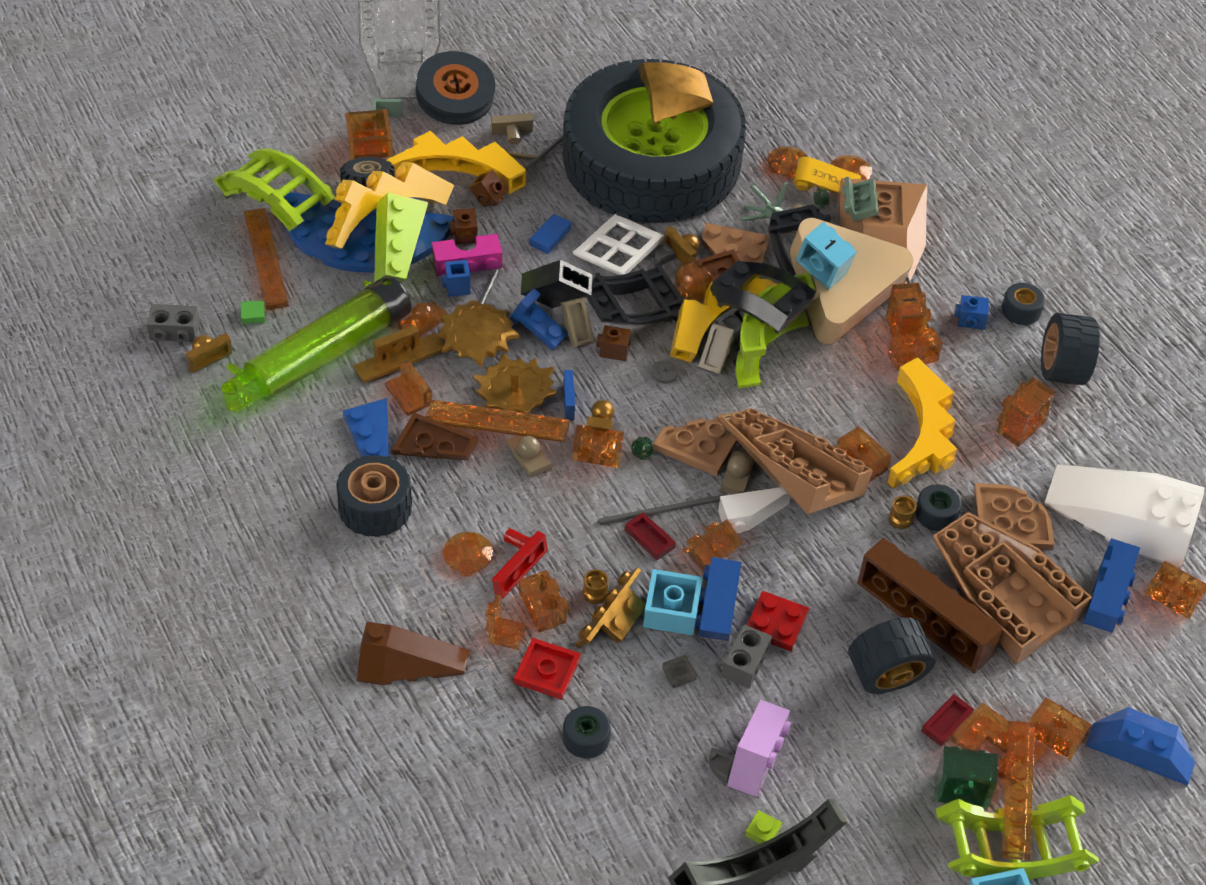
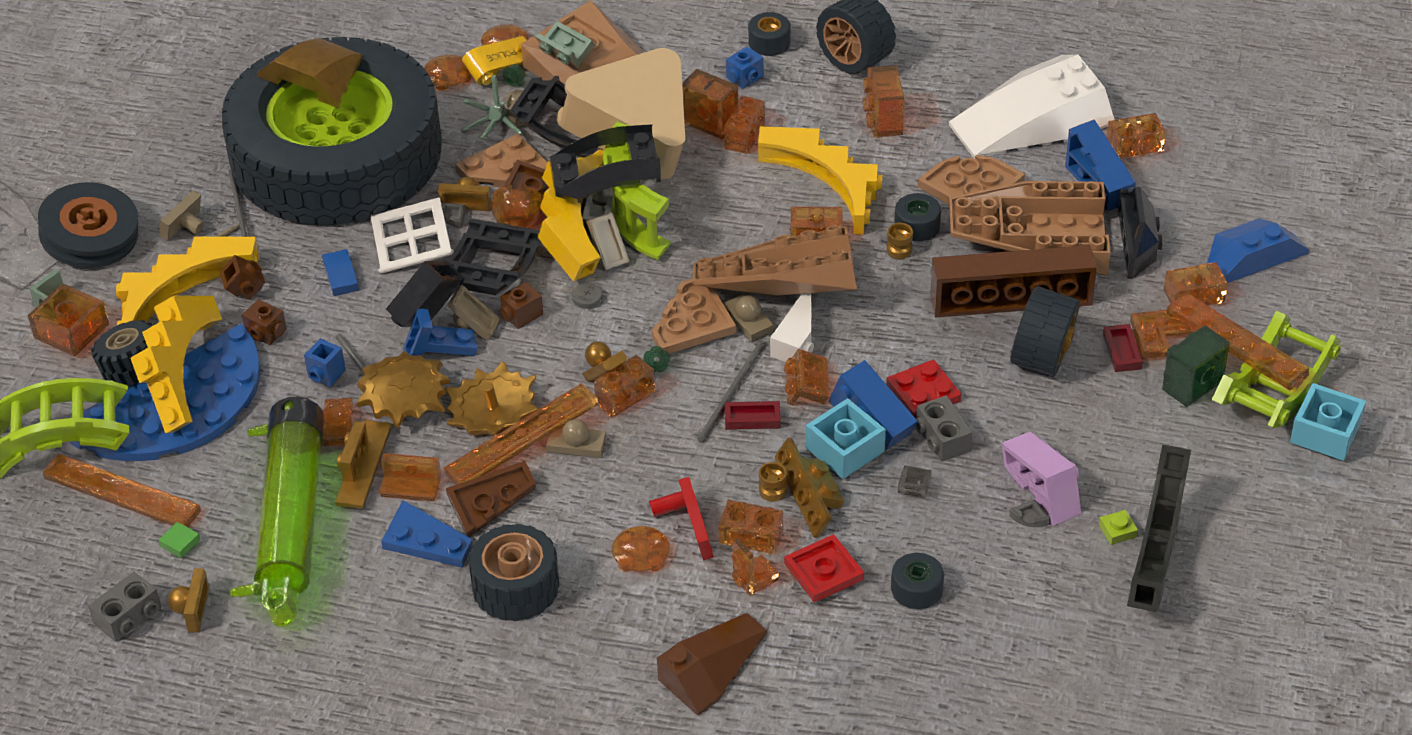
camera: 45 degrees left, 5 degrees down
(397, 233) = (234, 370): lime wedge -> none
(485, 256) = (285, 356): dark pink arch -> none
(569, 396) = (546, 371): blue tile -> none
(826, 255) = (625, 92): medium azure brick -> none
(1072, 657) = (1138, 230): none -> black wedge

